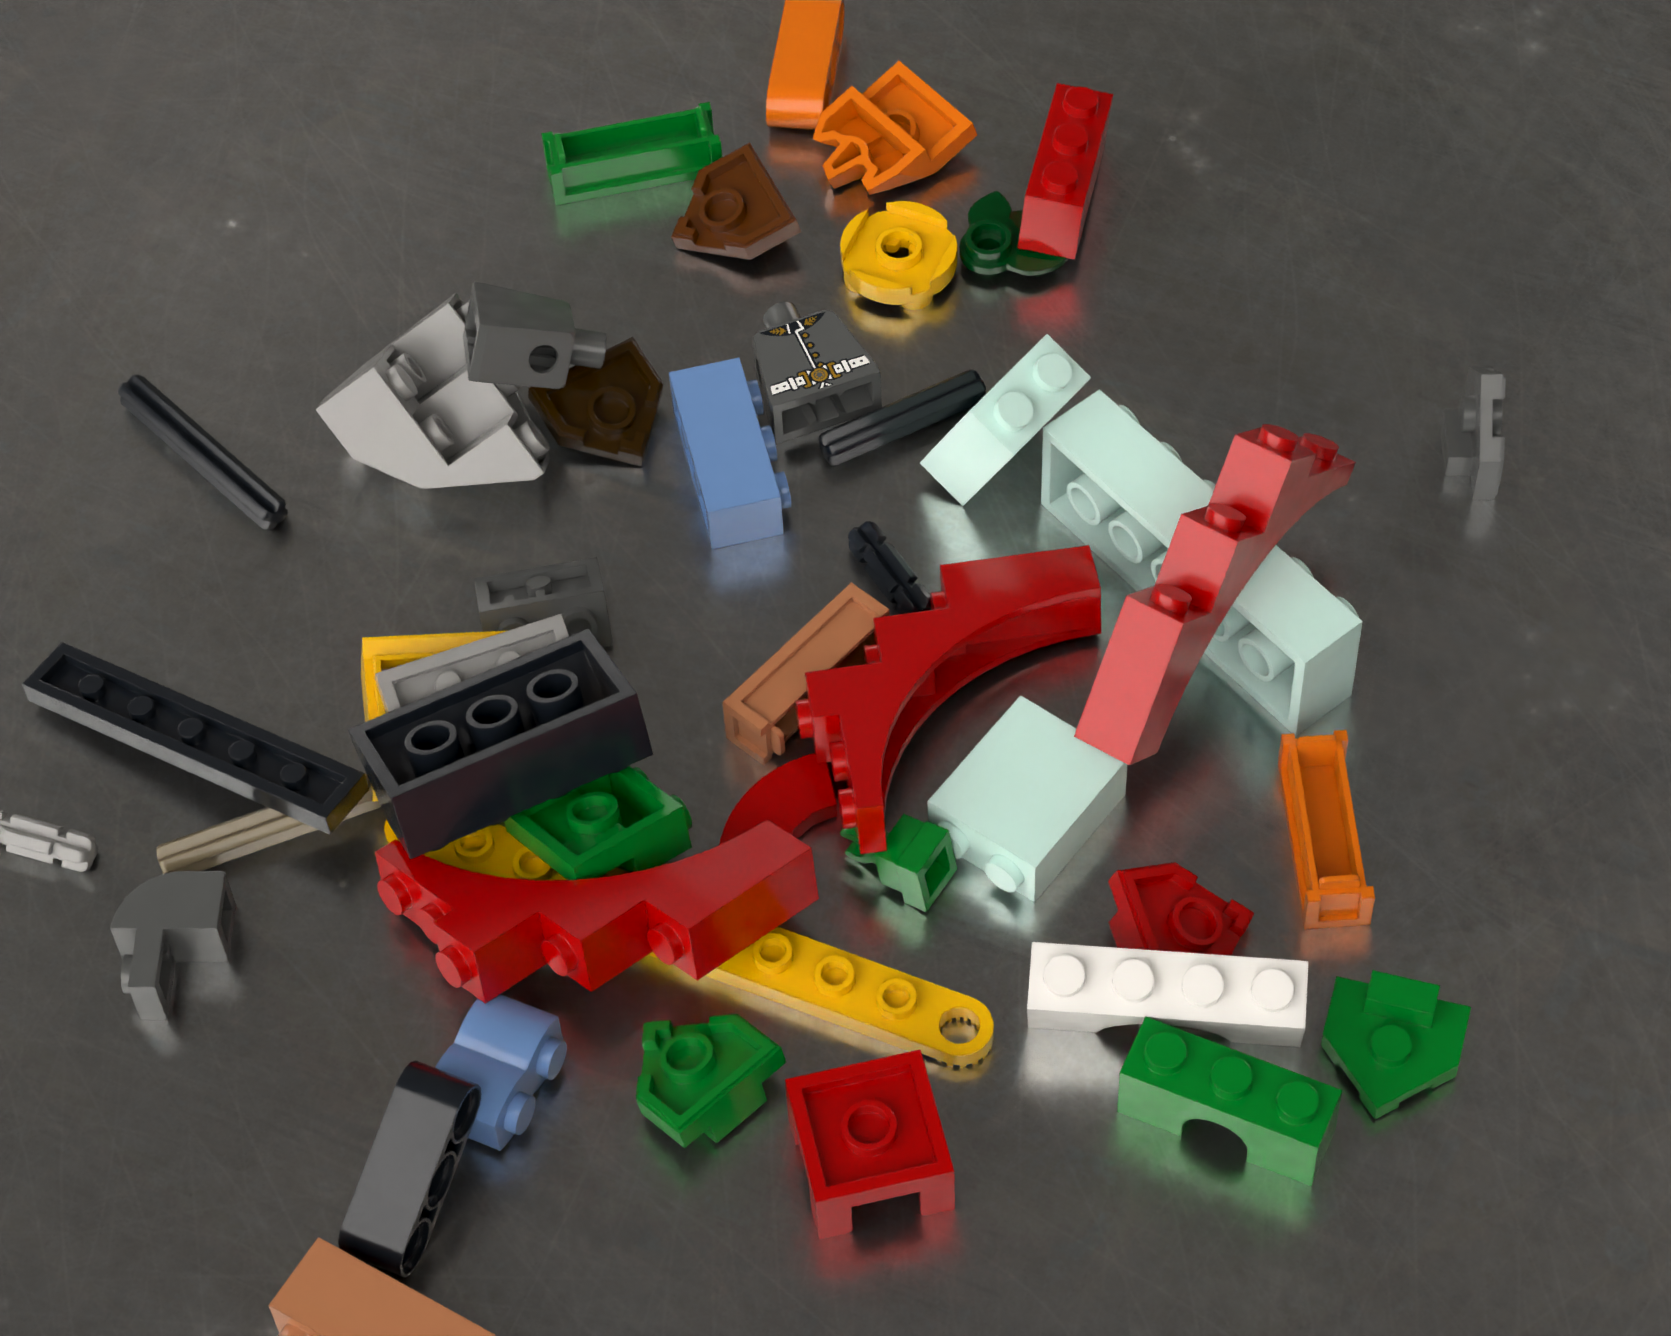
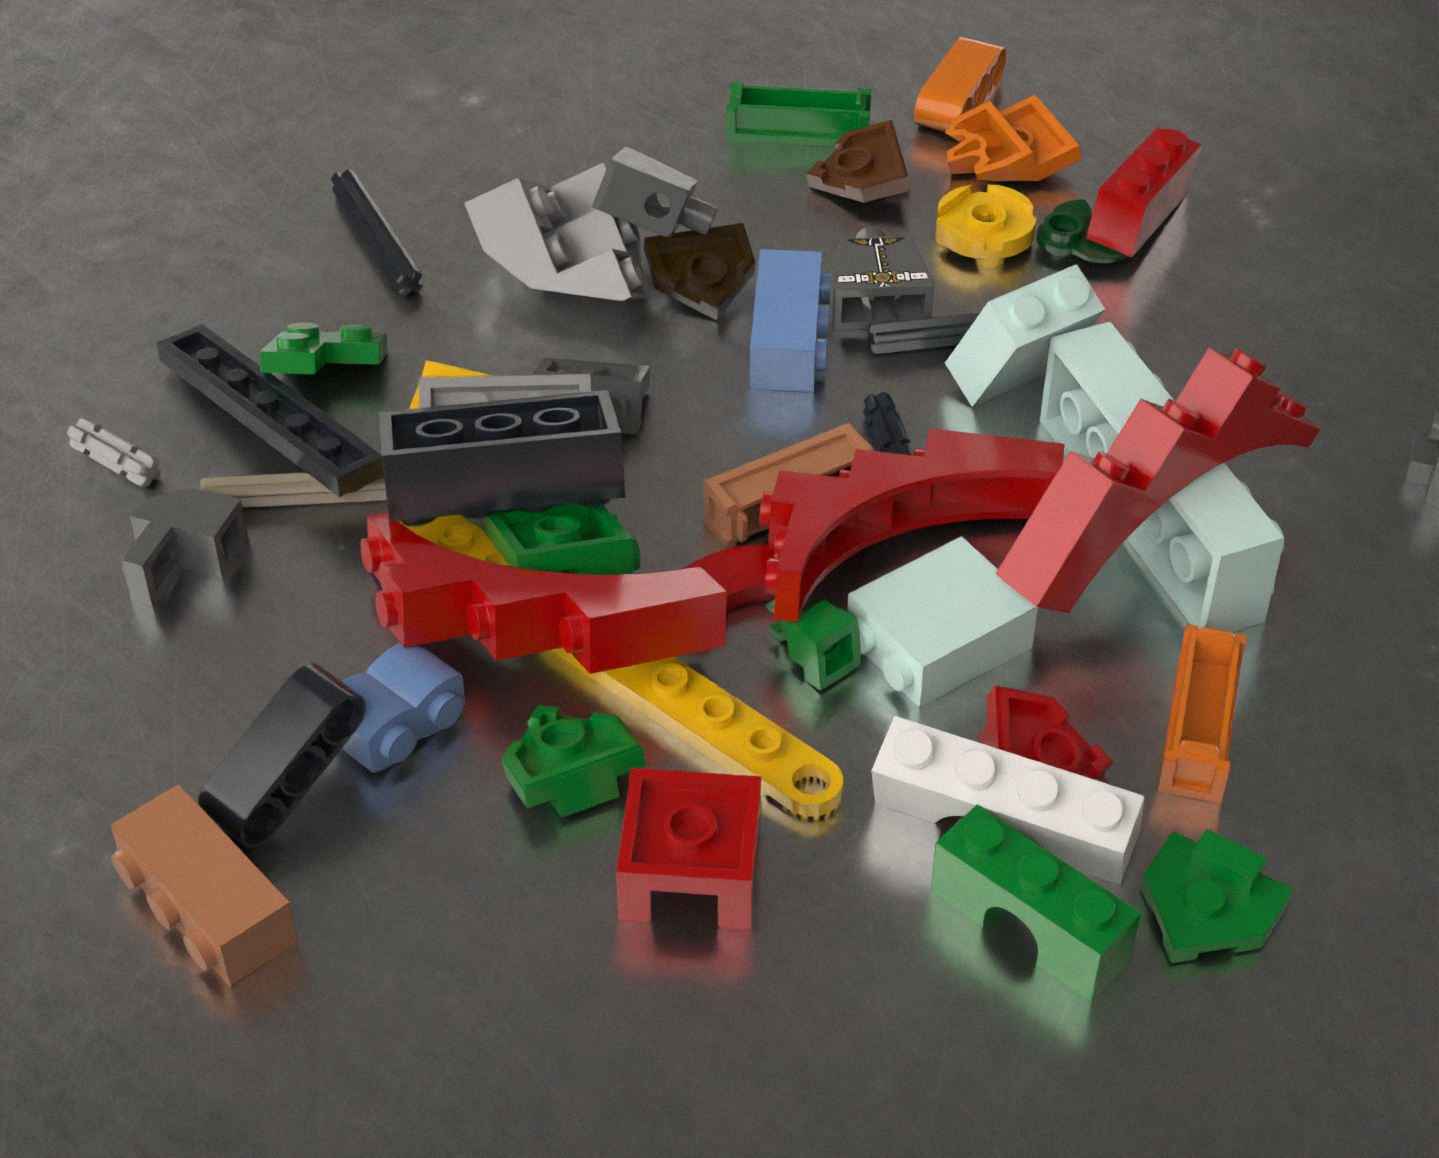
camera: 15 degrees right, 10 degrees down
(198, 642) = (306, 349): none -> green plate

